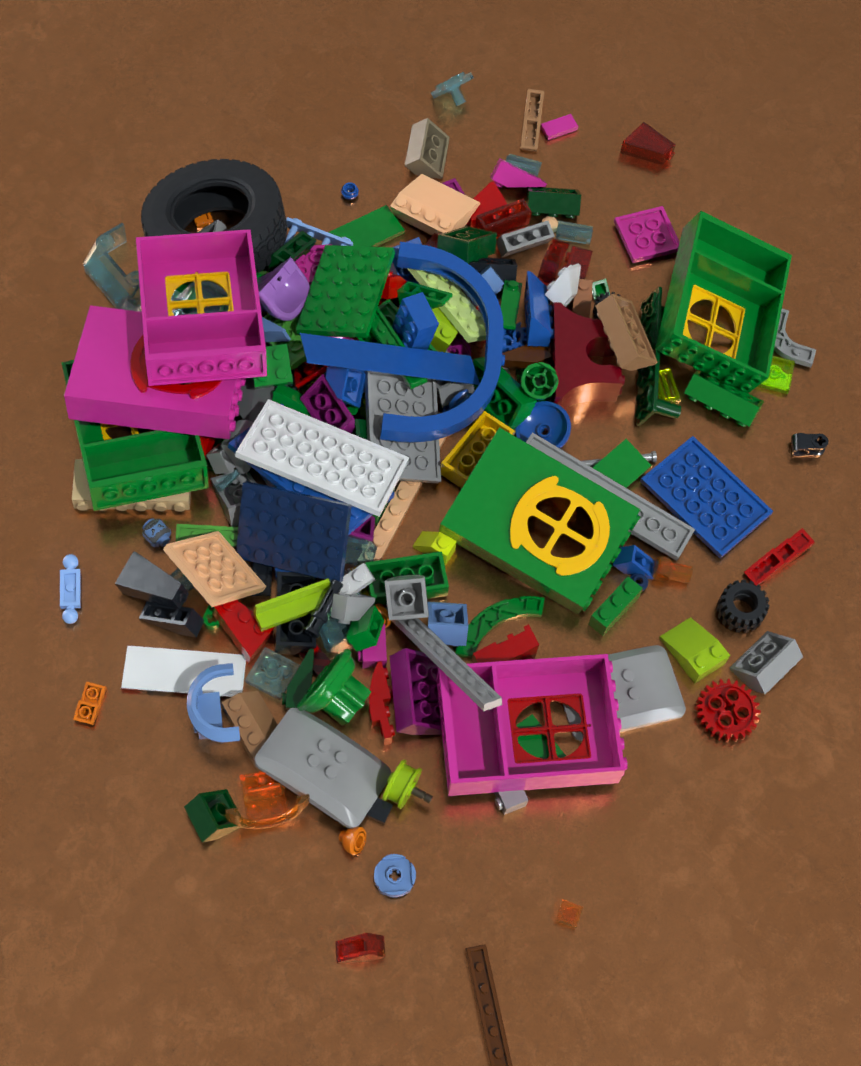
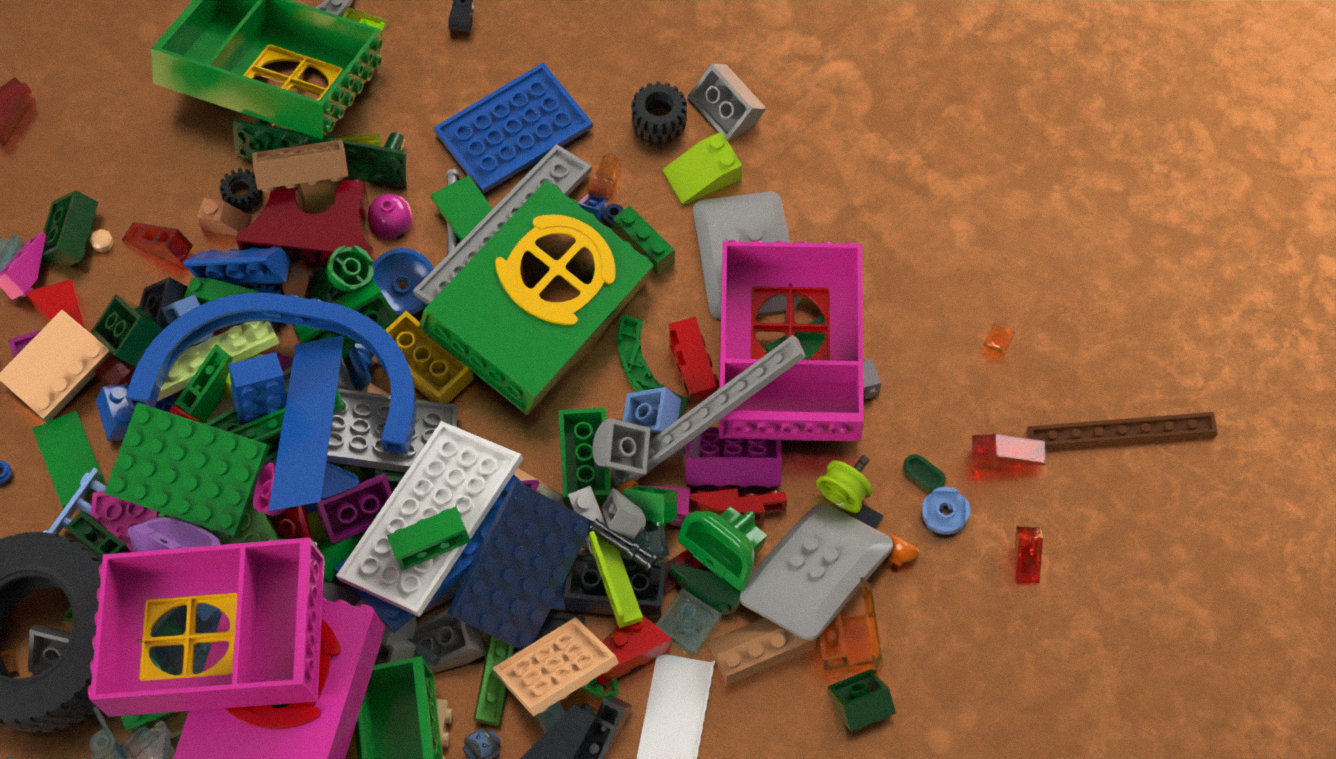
camera: 75 degrees left, 0 degrees up
(205, 708) = (736, 696): medium blue piece -> none
(297, 452) = (428, 538): none -> green brick
(429, 856) = (923, 473): none -> dark green tile
(435, 542) = (540, 423): neon yellow slope -> none
(455, 924) = (1006, 451): none -> clear red slope
(505, 218) = (87, 287): clear red brick -> none
(525, 238) = (122, 266): light grey brick -> none
(566, 286) = (209, 229): white slope -> none
(574, 232) = (118, 213): clear light blue panel -> none
(580, 256) = (173, 214): clear red brick -> none
(599, 287) = (204, 192): green slope -> none
(605, 415) = (390, 216): none -> dark pink cylinder
(647, 234) = (138, 132): dark pink plate -> none
(712, 716) = (780, 149): red gear -> none
(724, 398) = (388, 86): green slope -> none
(779, 557) = (600, 67): red slope -> none

